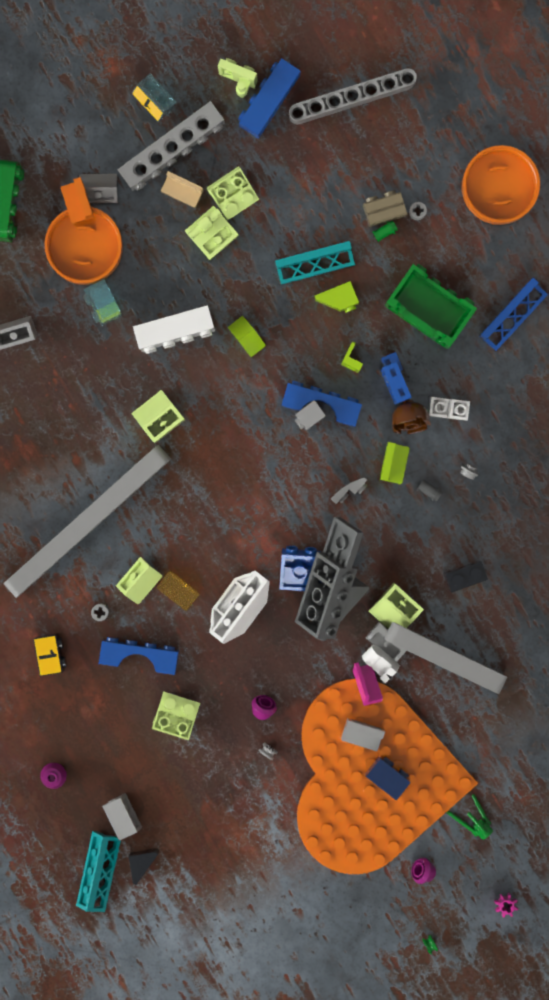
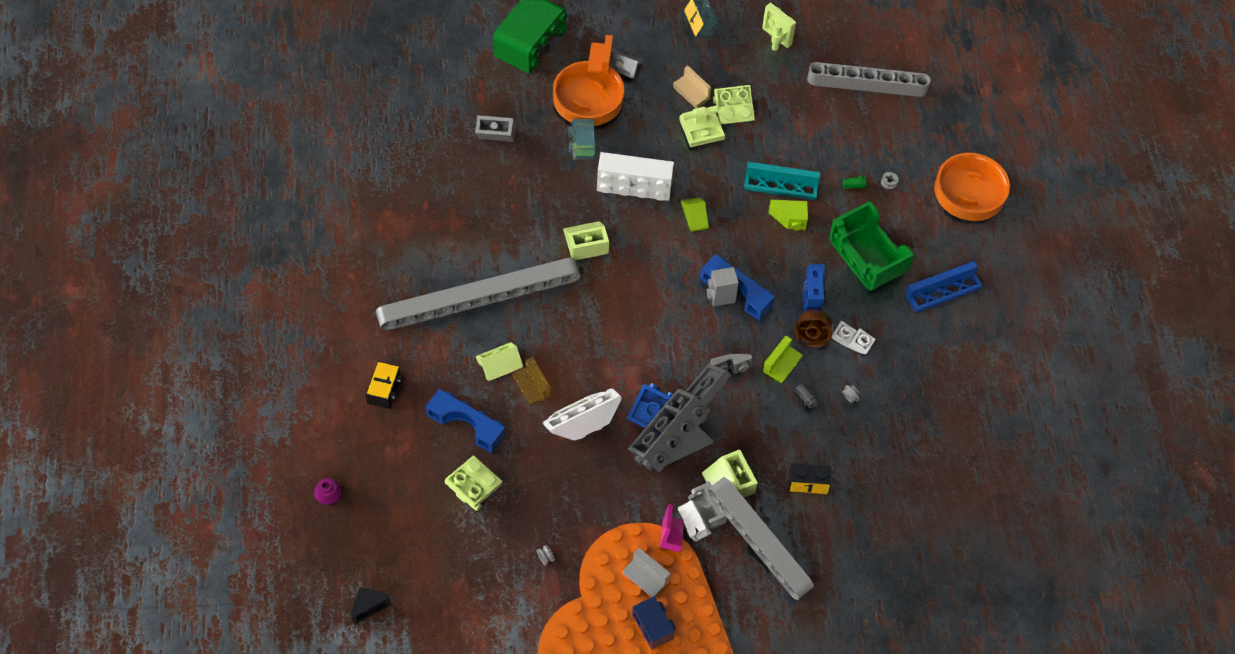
camera: 20 degrees right, 30 degrees down
(94, 872) = (316, 591): teal fence -> none
(104, 608) = (450, 377): light grey bush -> none
(122, 816) = (373, 553): light grey hinge -> none
(175, 136) = (698, 55): light grey brick -> none
(263, 707) = (560, 513): magenta cone -> none
(269, 98) = (797, 55): blue brick -> none
(349, 362) = (781, 259): lime panel -> none
(384, 209) = (861, 164): dark tan brick -> none

